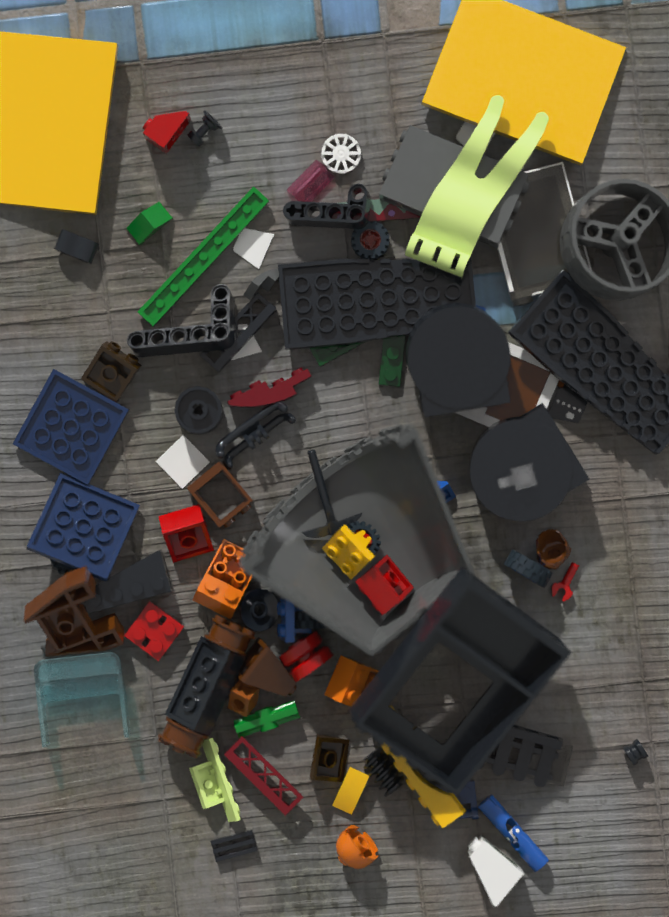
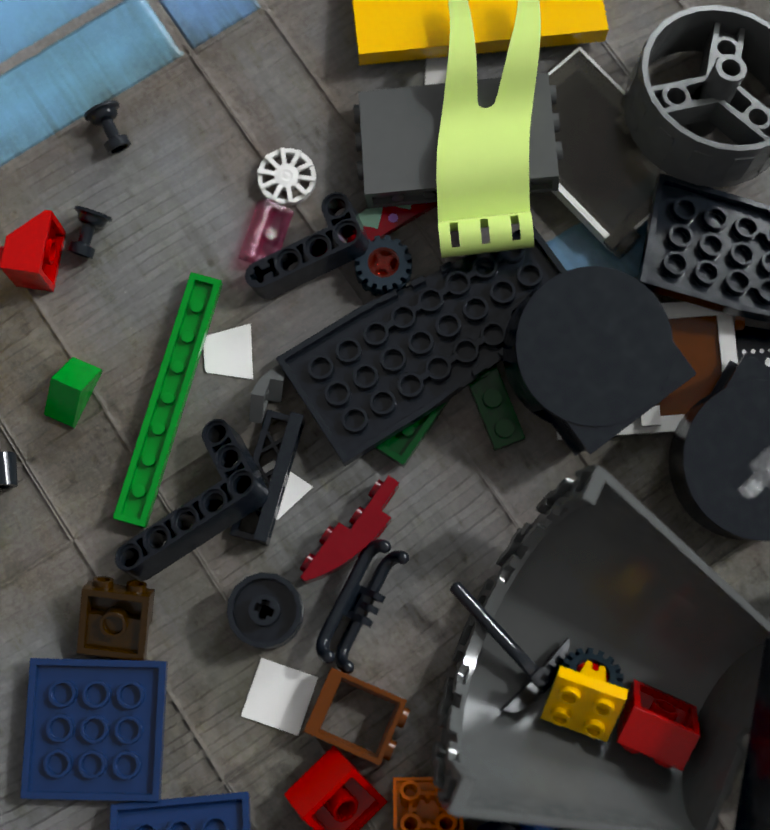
camera: 25 degrees left, 10 degrees down
(248, 60) = (103, 115): none -> black piece

